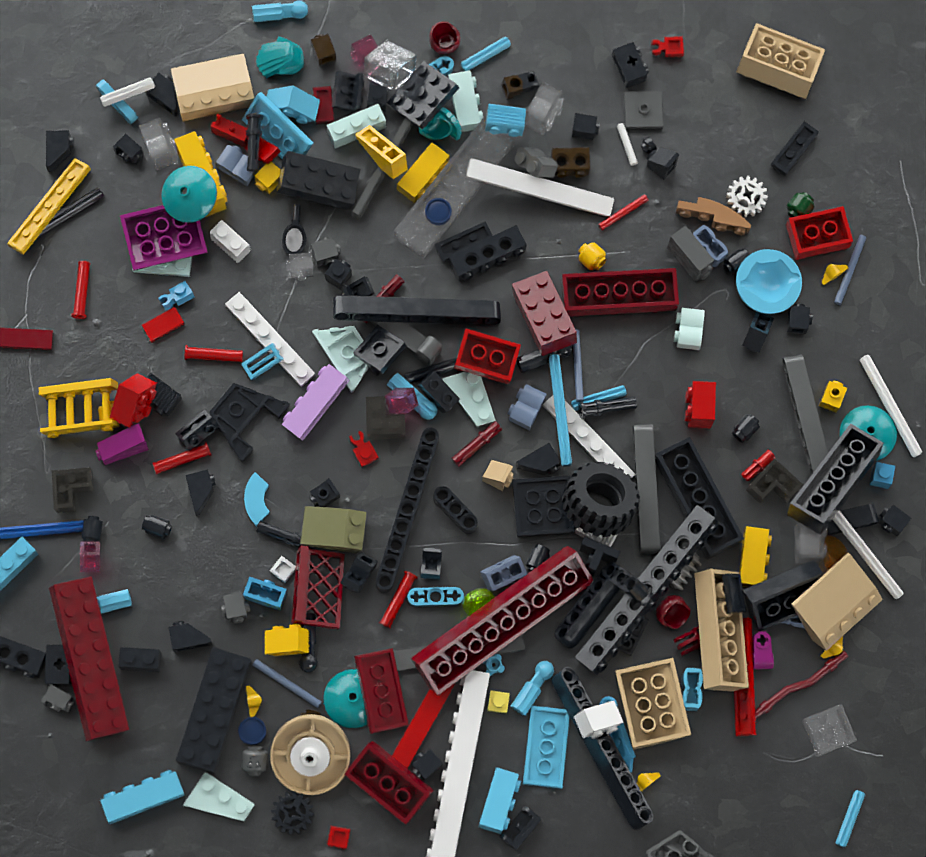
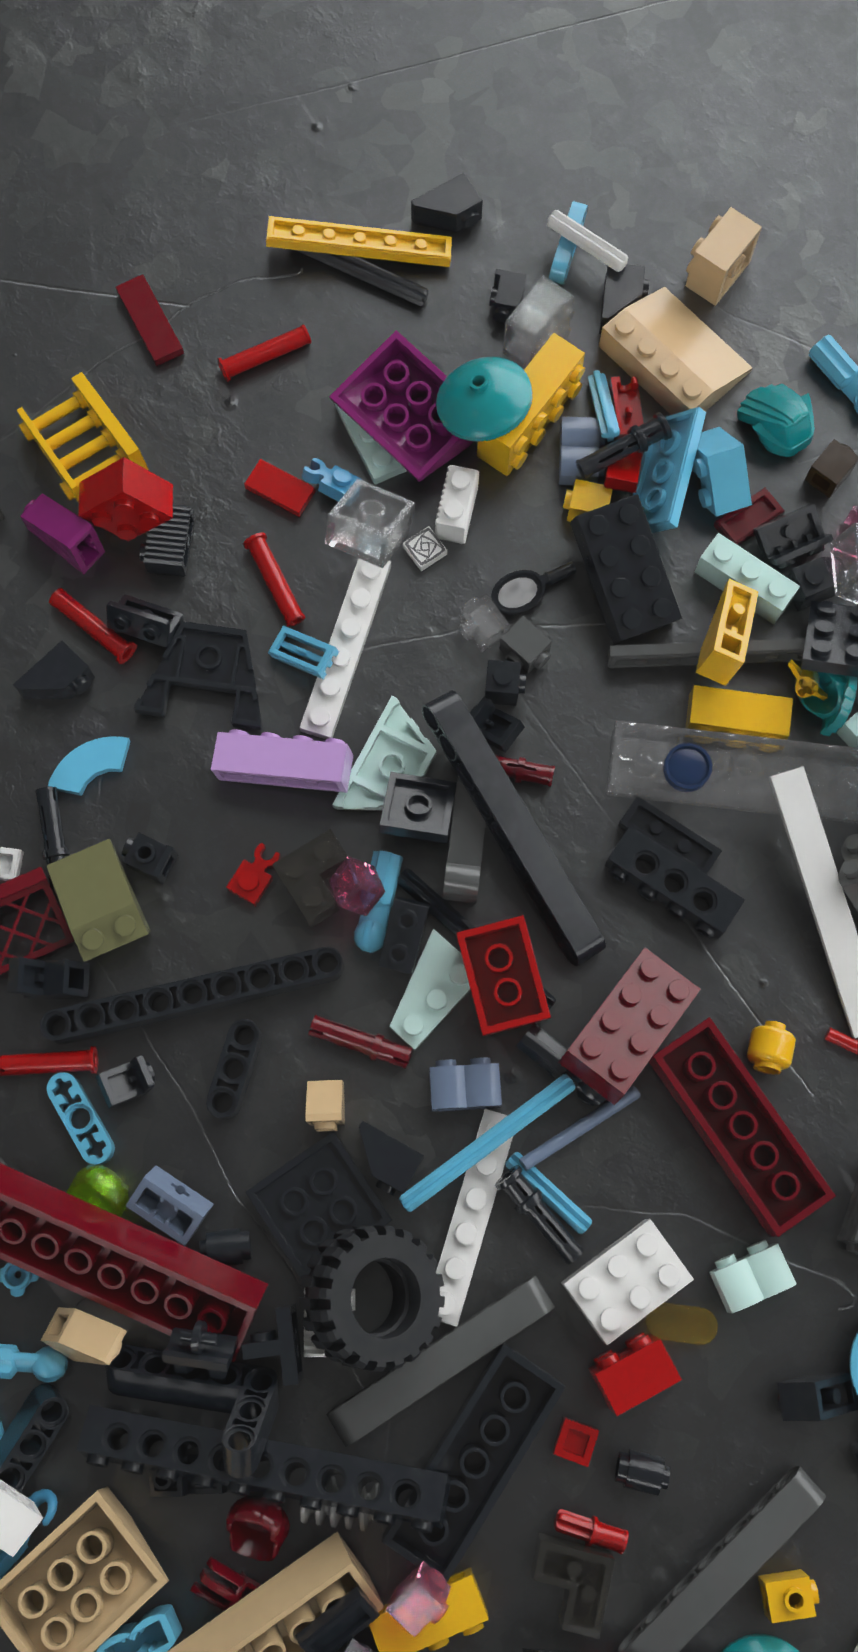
camera: 65 degrees right, 0 degrees up
(176, 31) = (722, 255): none -> tan brick
(216, 289) = (369, 523): none -> clear brick
(222, 138) = (603, 405): none -> medium azure axle
(241, 271) = (425, 548): none -> tile
(429, 131) = (806, 682): none -> yellow piece
(542, 642) = (83, 1336): none -> tan slope
(579, 588) = (200, 1349): none -> black hips
(659, 385) = (627, 1281): none -> white brick
(692, 372) = (682, 1323): none -> clear yellow tile
(716, 450) = (575, 1441): none -> red plate
(742, 550) = (419, 1599): none -> clear pink brick

